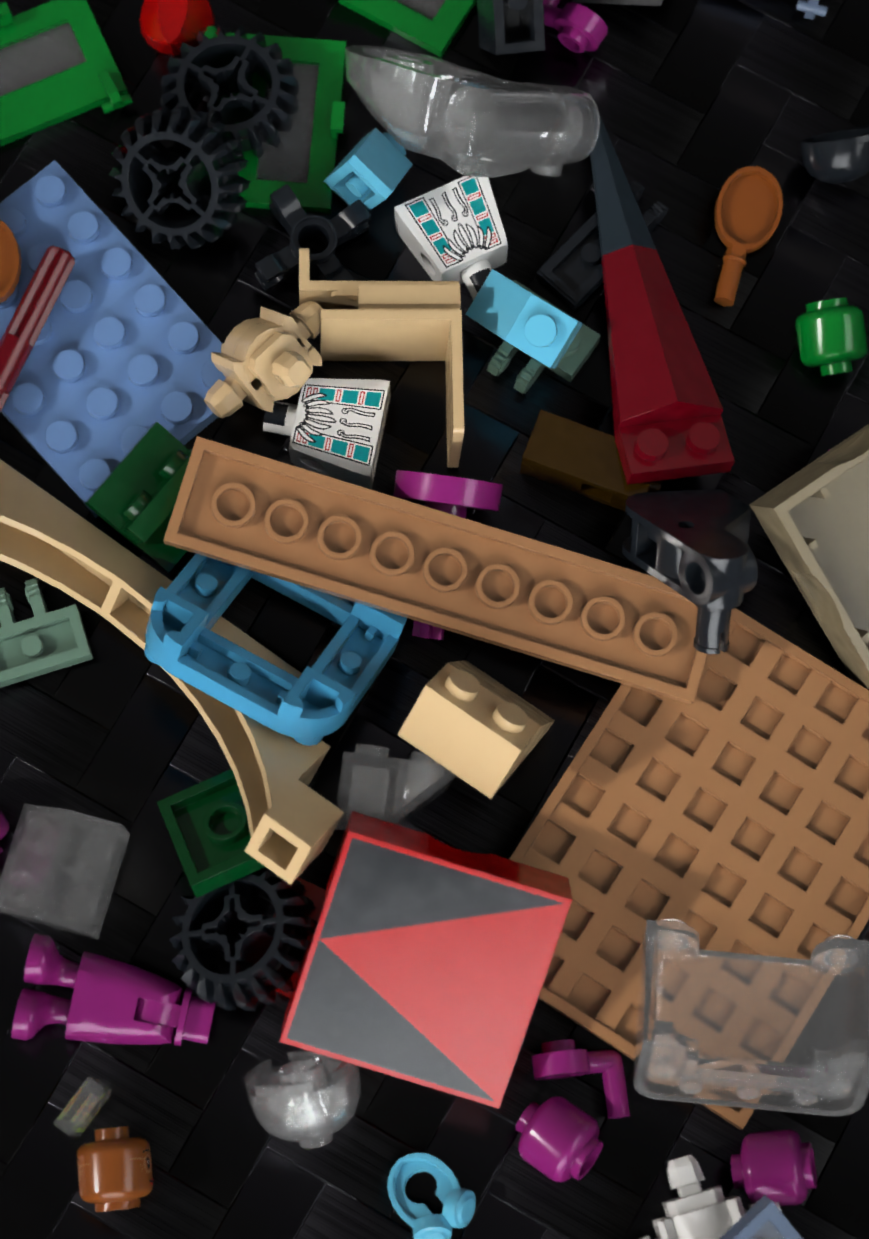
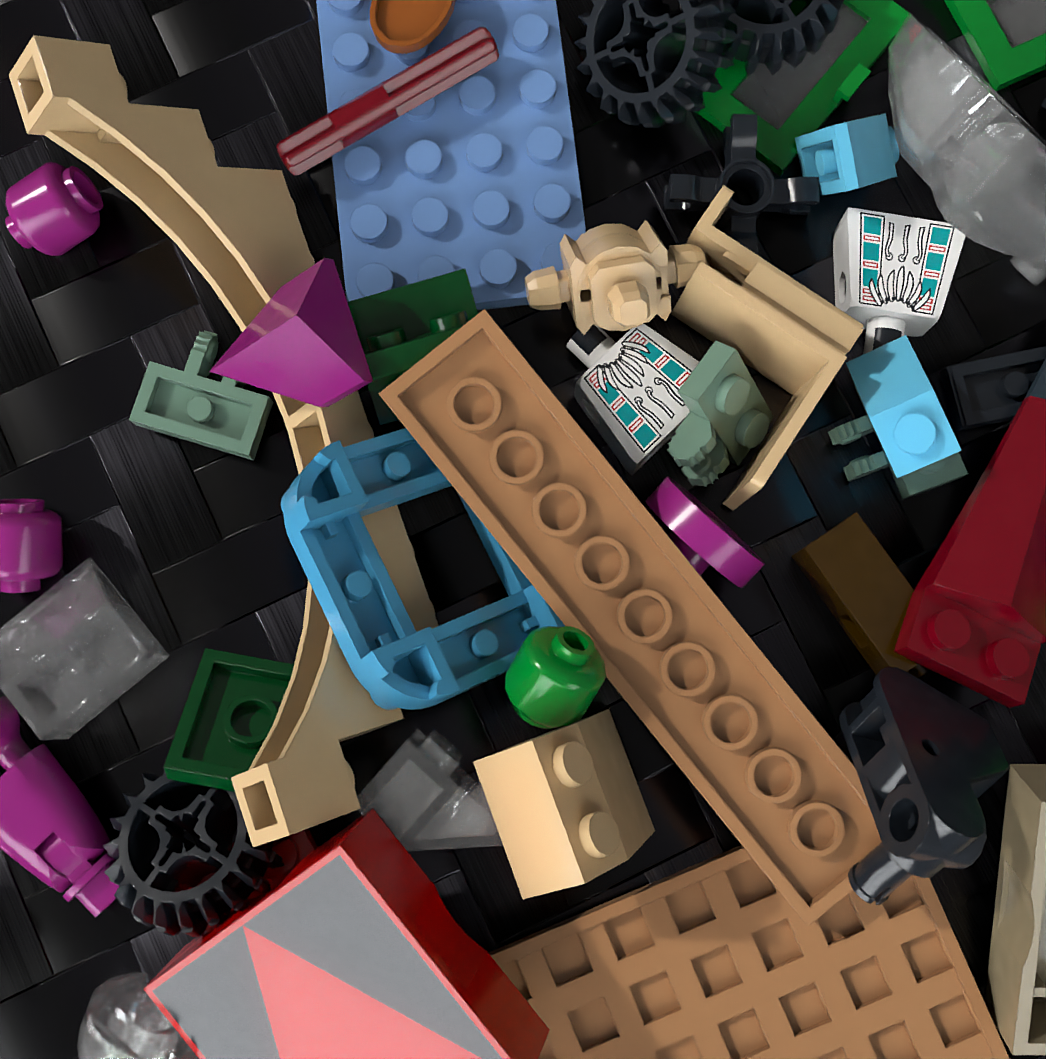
camera: 35 degrees right, 5 degrees up
(82, 544) = (302, 342): none -> magenta slope
(407, 405) = (723, 419): none -> sand green hinge
(411, 647) = (554, 676): none -> green head

